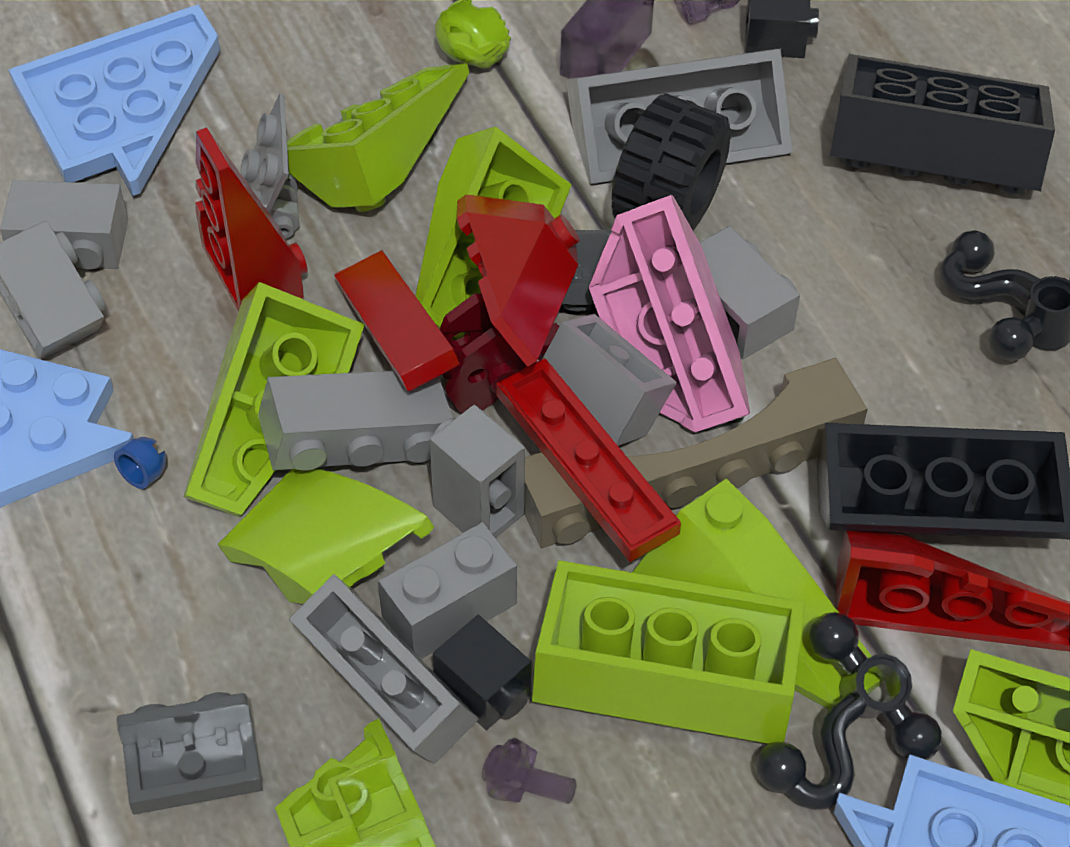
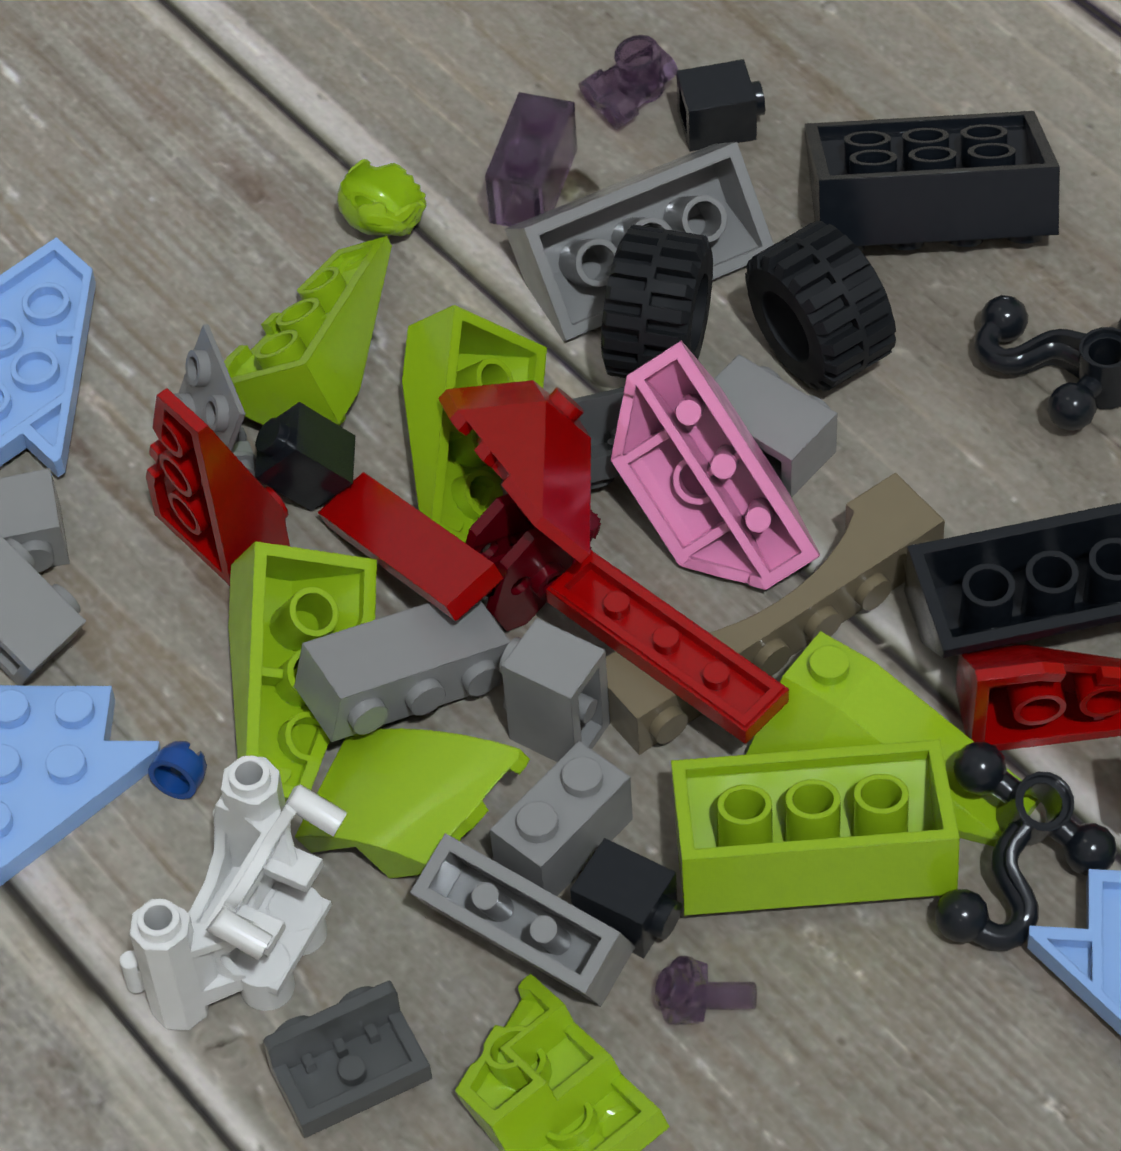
camera: 10 degrees left, 0 degrees up
(153, 602) = (251, 912): none -> white piece
(334, 224) = (305, 456): none -> black brick
(609, 377) = (661, 551): light grey brick -> none
(812, 200) = (820, 305): none -> black tyre

